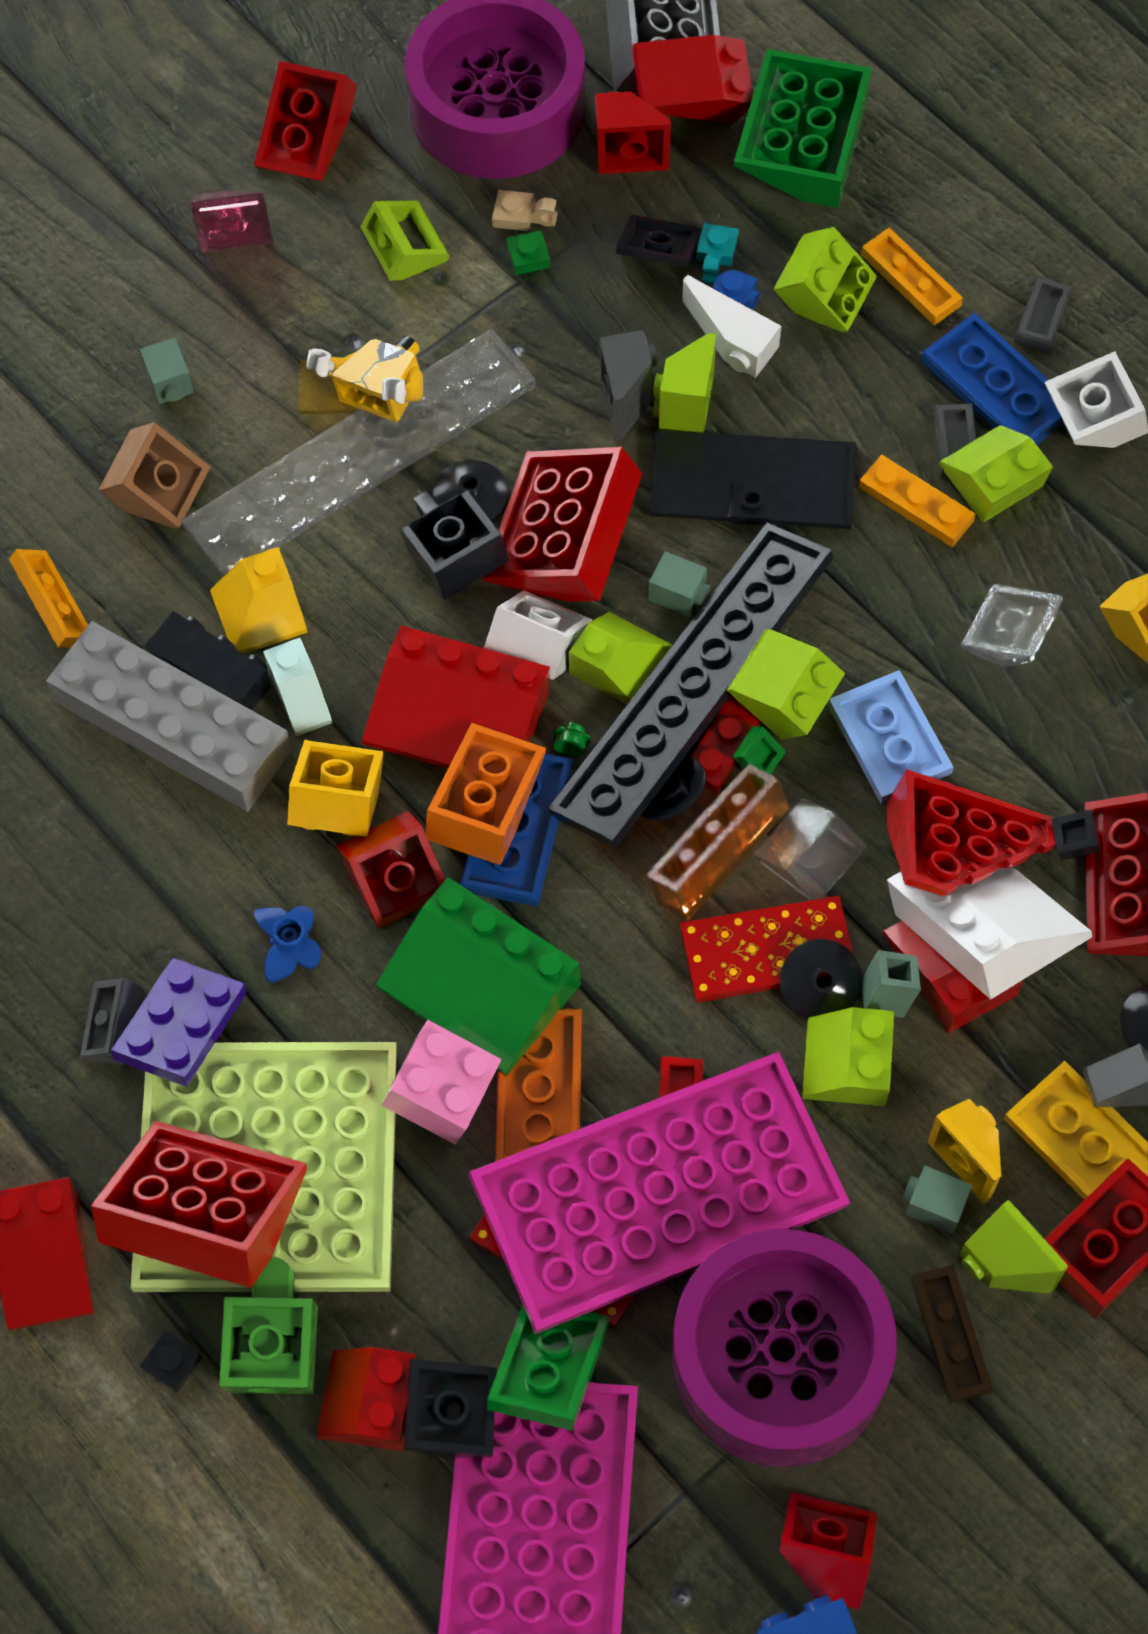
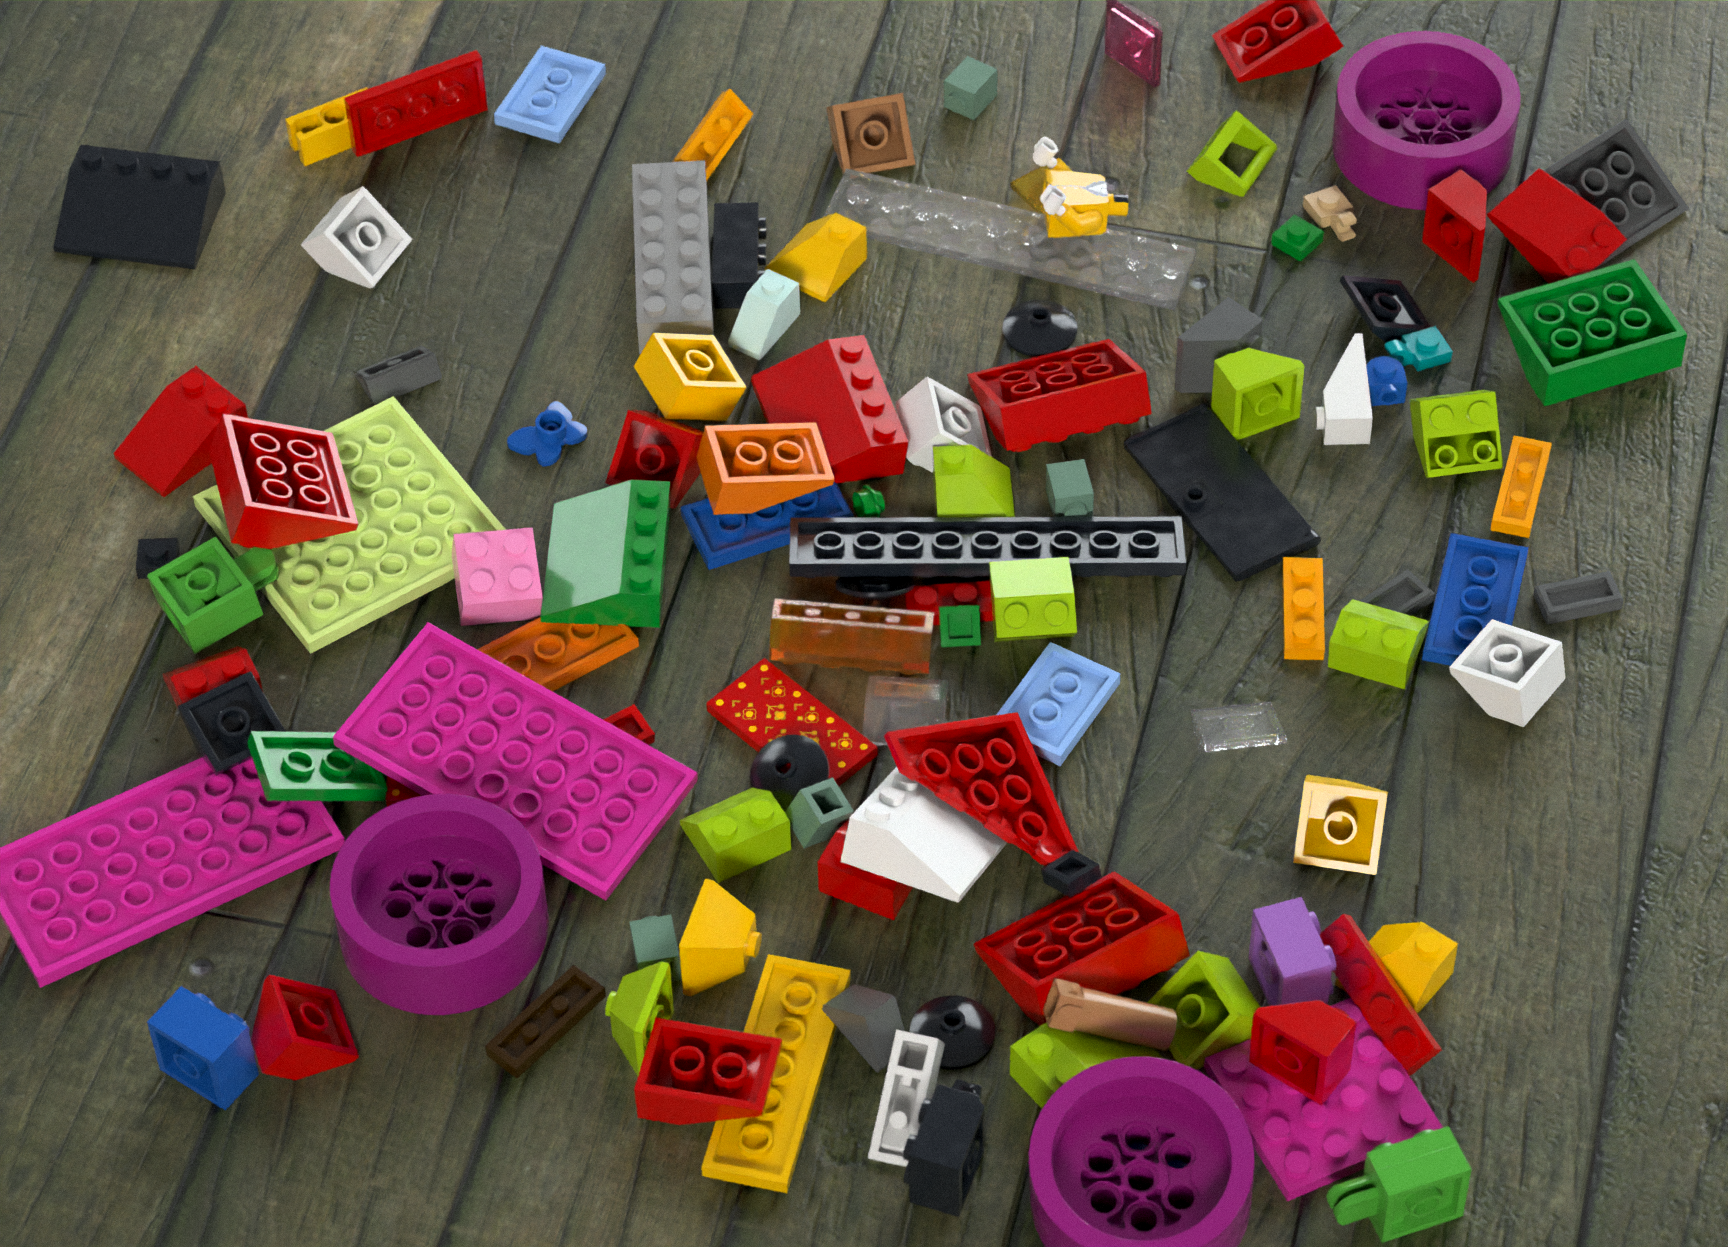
camera: 55 degrees right, 15 degrees down
(179, 1022) = (424, 403): plate -> none
(453, 542) = (970, 330): black hinge -> none

